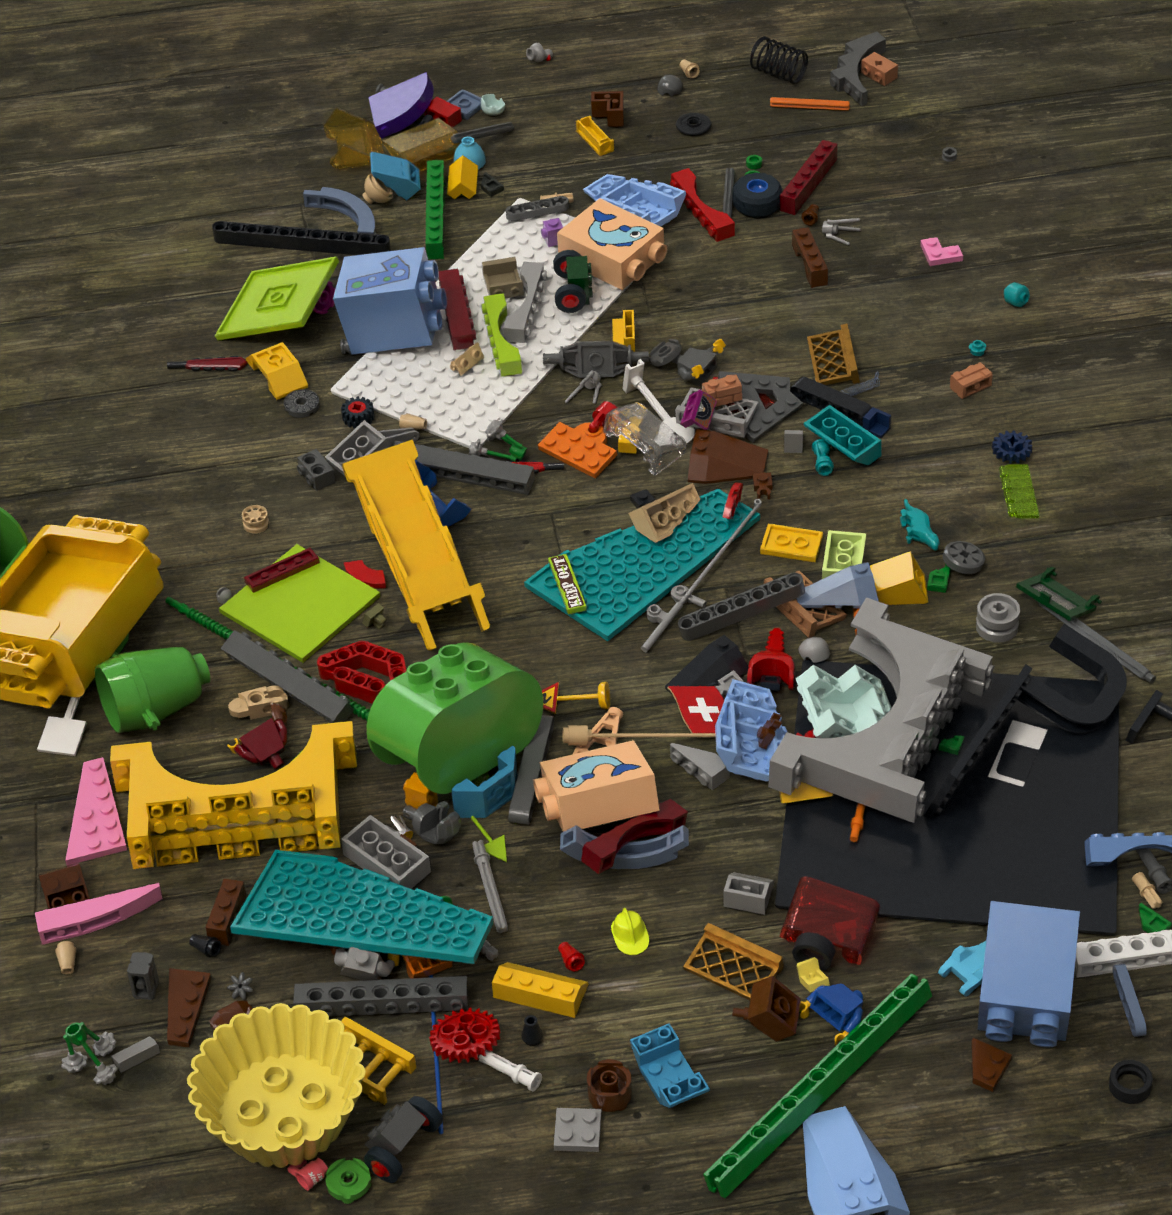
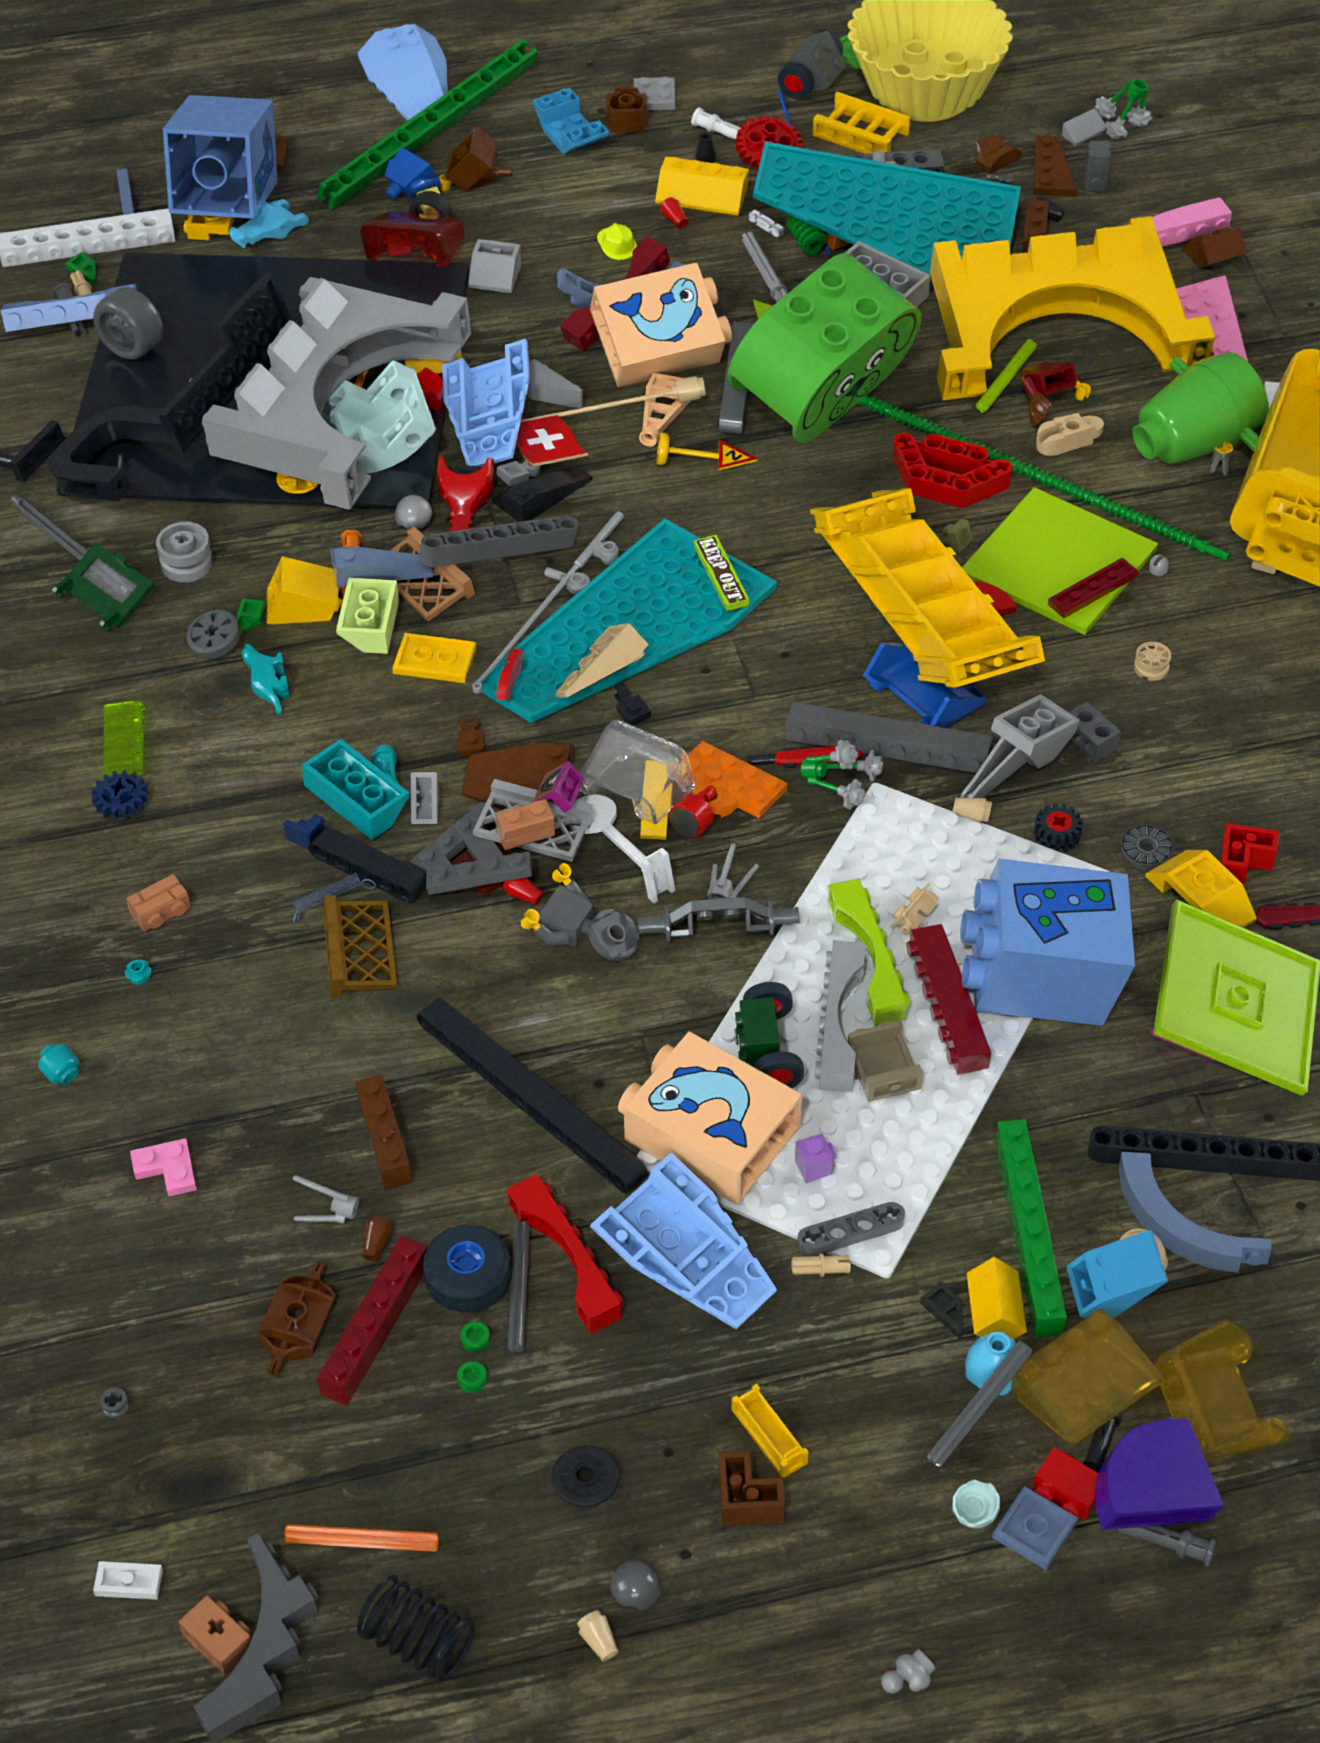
camera: 175 degrees right, 5 degrees up
(66, 956) = (1185, 194): tan cone -> none
(240, 387) = (1247, 848): none -> red brick
(282, 674) = (1044, 452): dark grey brick -> none
(624, 329) = (679, 973): yellow piece -> none
(726, 280) = (532, 1095): none -> black beam
(737, 946) = (511, 225): pearl gold fence -> none
(767, 732) = (471, 402): reddish brown plate -> none
(852, 191) = (295, 1337): none -> reddish brown plate
(925, 88) = (128, 1580): none -> white plate
(1085, 801) = (128, 323): none -> dark grey wheel
(1133, 1067) = (141, 149): black tyre -> none

